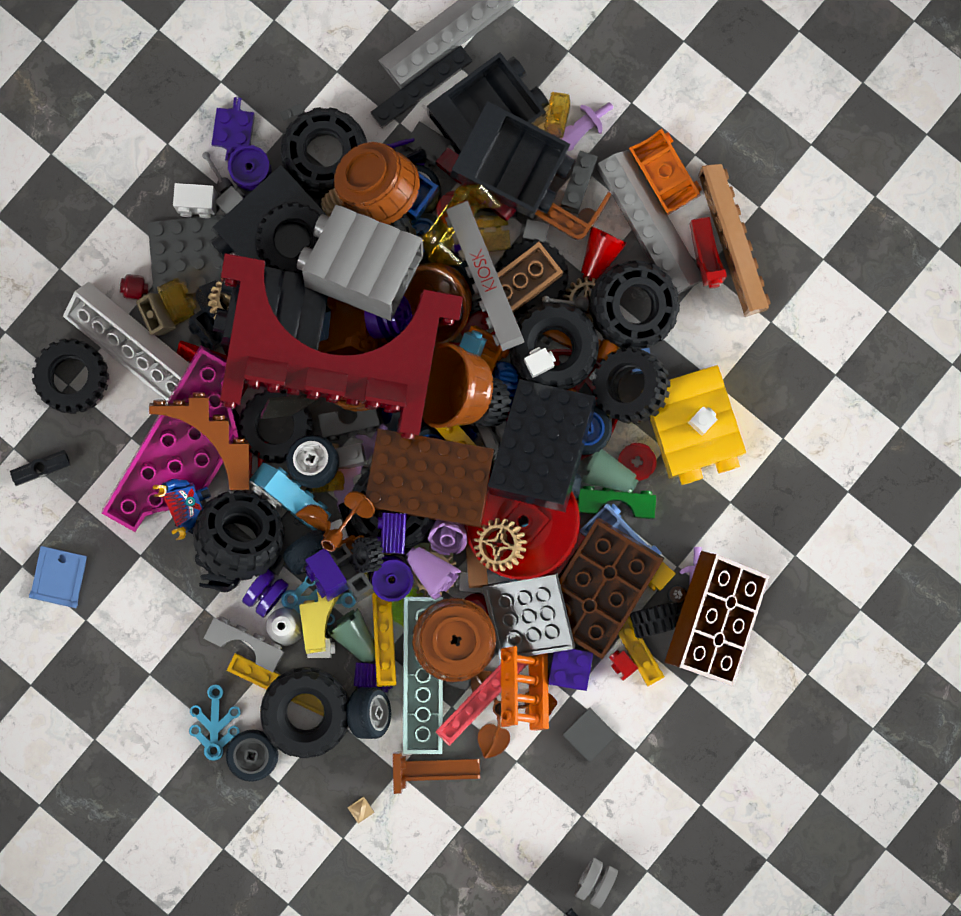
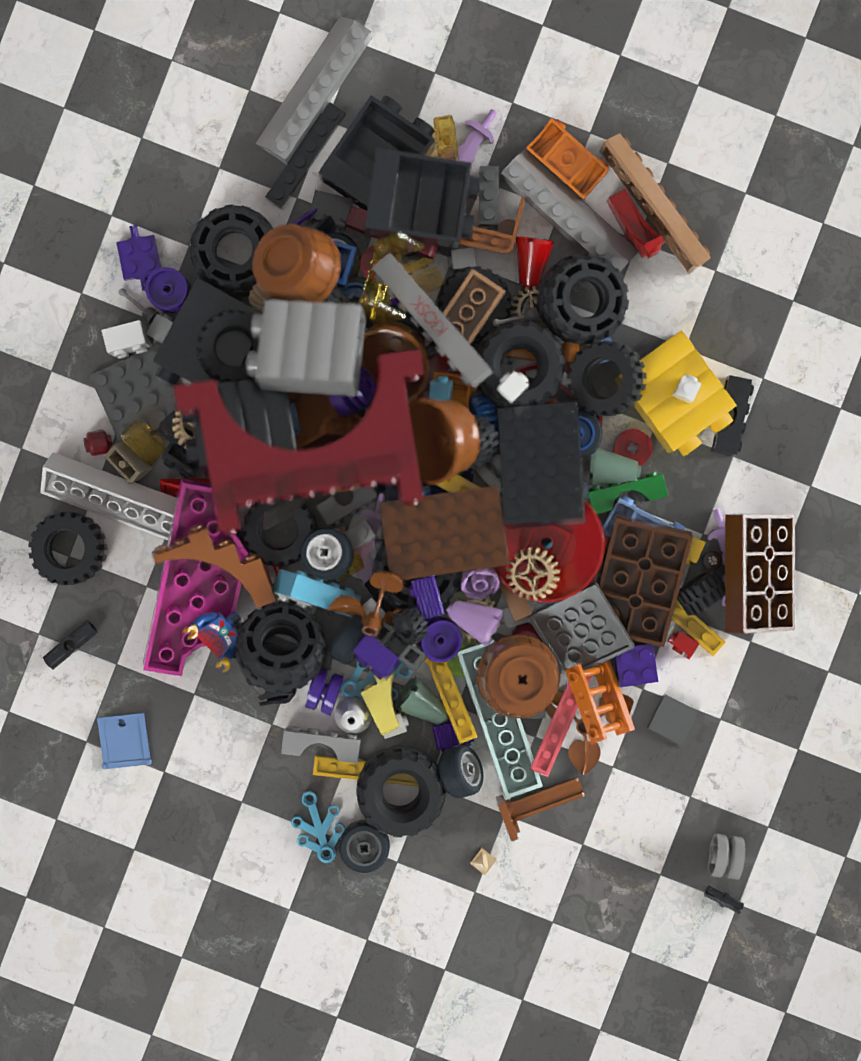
camera: 15 degrees left, 5 degrees up
(729, 484) = (728, 440): none -> black arch

